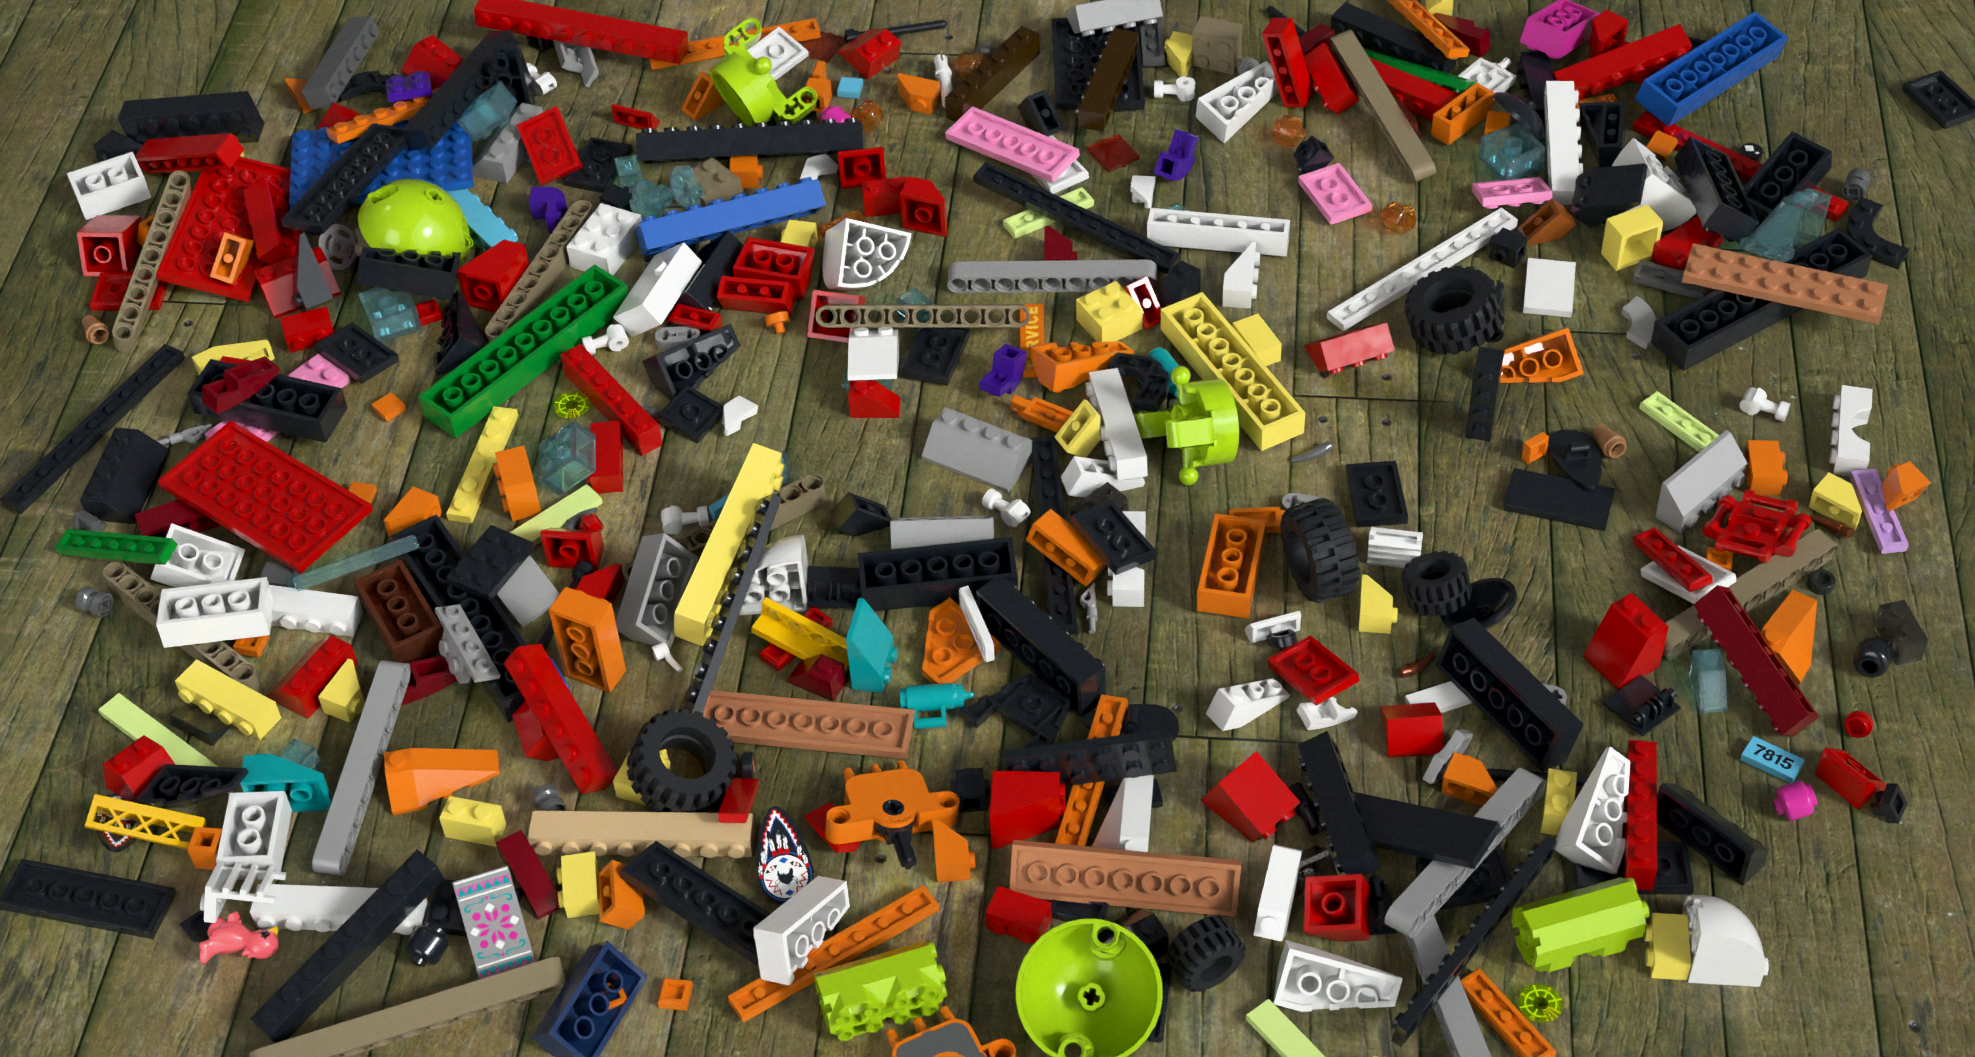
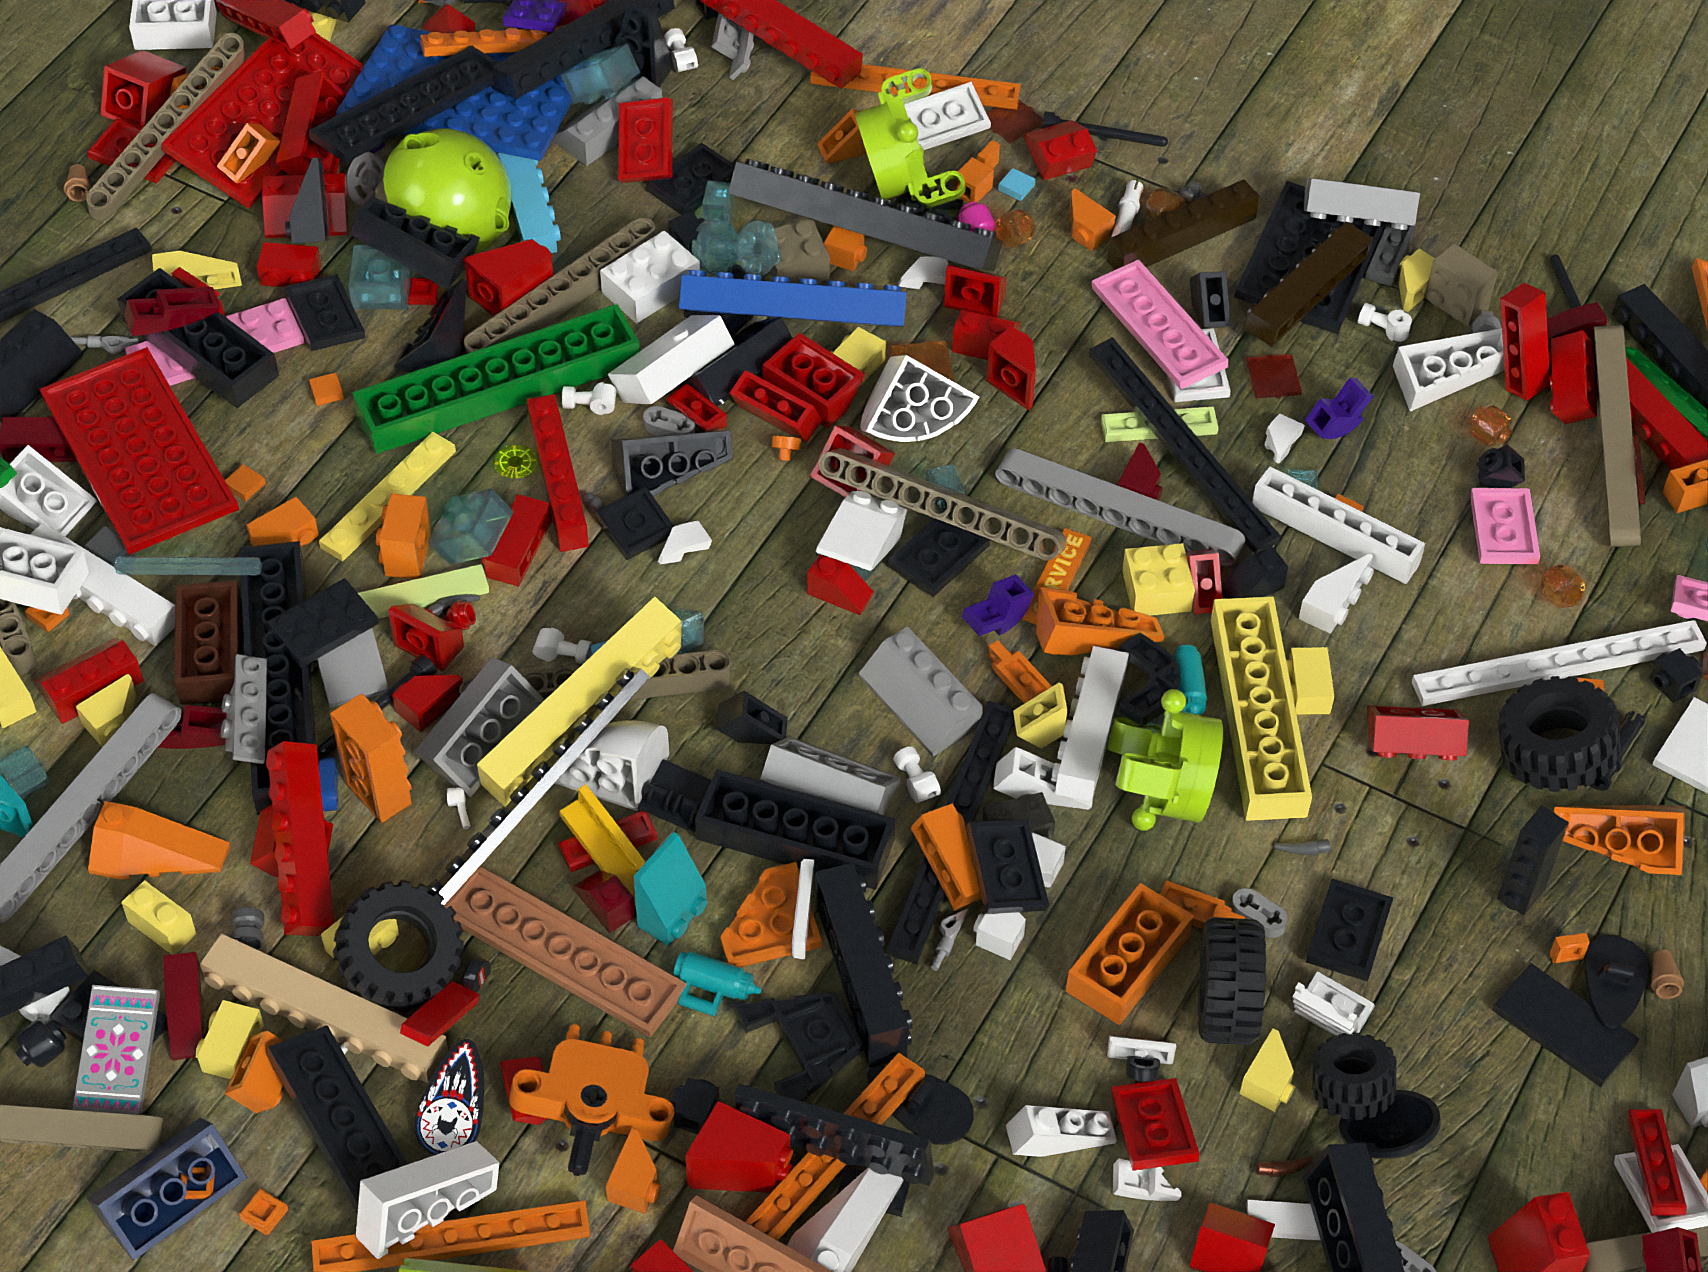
camera: 20 degrees right, 5 degrees up
(548, 204) = (612, 209): dark purple brick -> none
(633, 117) = (759, 137): red slope -> none

